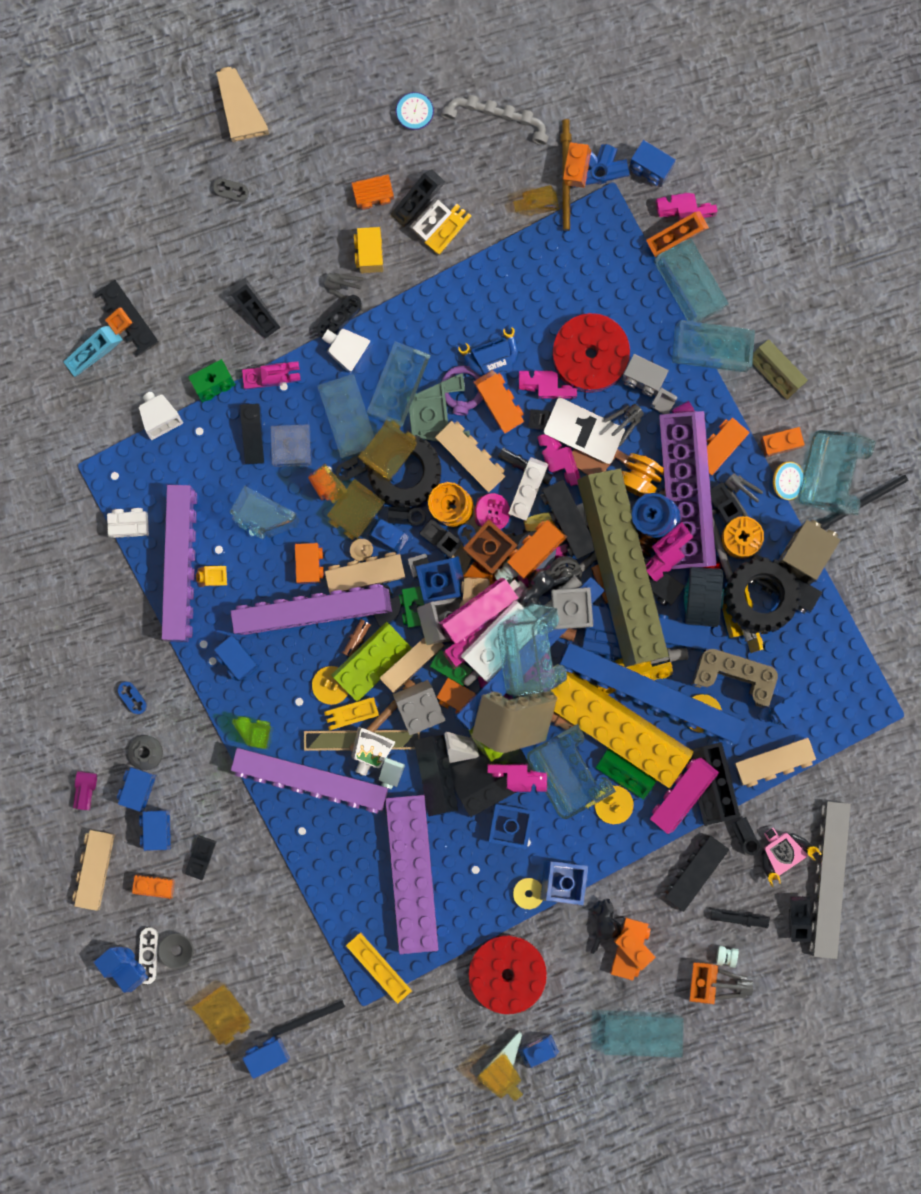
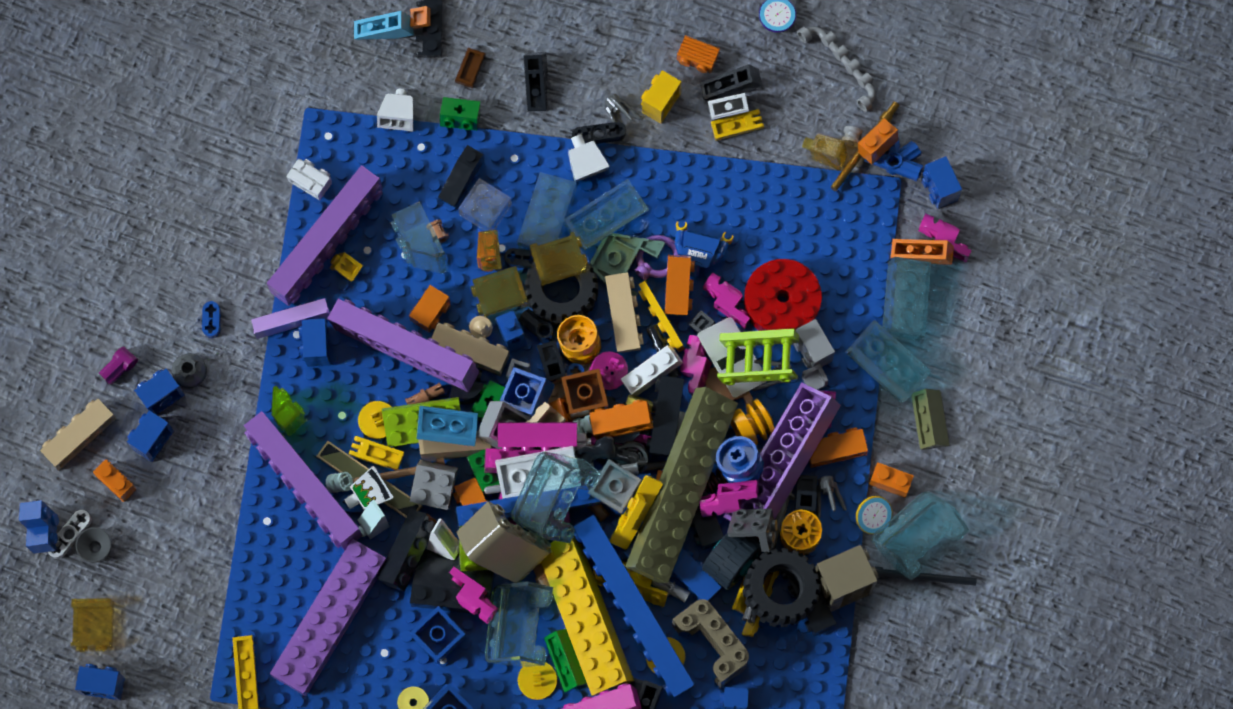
camera: 35 degrees right, 10 degrees down
(190, 334) = (470, 67): none -> reddish brown tile
(198, 651) = (289, 318): none -> lavender panel
(200, 857) = (170, 485): black slope -> none
(267, 492) = (437, 226): none -> nougat bush
(270, 375) = (509, 141): dark pink plate -> none
(308, 1018) = (158, 678): black bar -> none
(341, 757) = (339, 482): none -> light aqua wheel
(397, 653) = (447, 426): none -> dark azure plate
(509, 442) = (664, 323): none -> yellow plate
(549, 174) = (852, 136): none -> light grey wheel
(602, 616) = (635, 512): none -> yellow bracket
(608, 398) = (750, 340): none -> lime fence
(706, 560) = (754, 523): none -> dark grey bracket

